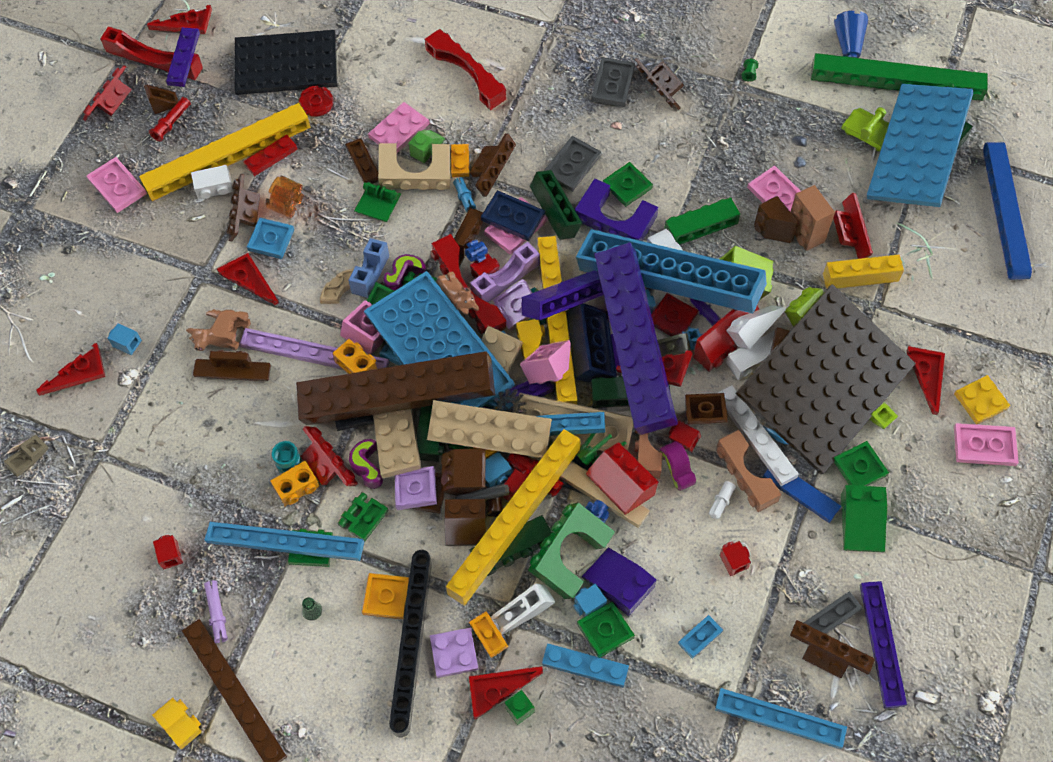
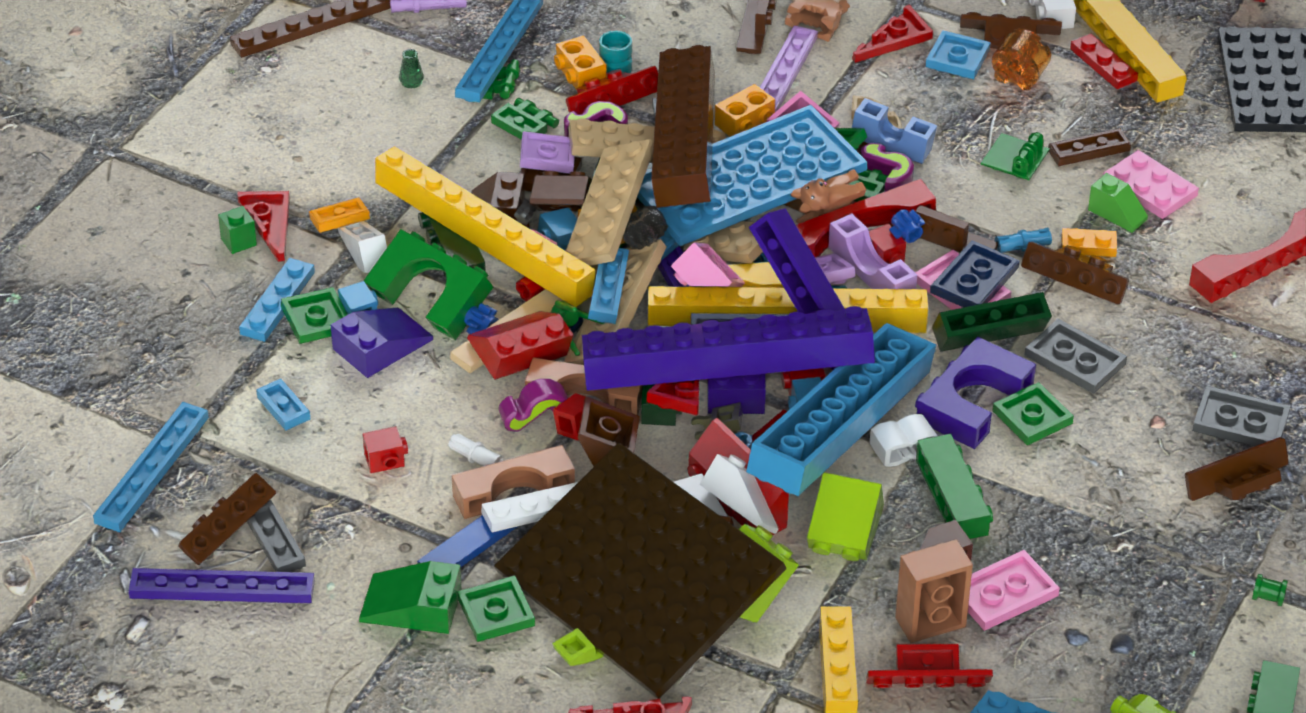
camera: 95 degrees right, 20 degrees down
(316, 101) = (1203, 106): red tile -> none
(385, 596) = (413, 133): light orange plate -> none
(410, 651) = (339, 146): black beam -> none
(434, 177) = (1062, 160): tan arch -> none
(453, 652) = (324, 186): lavender plate -> none

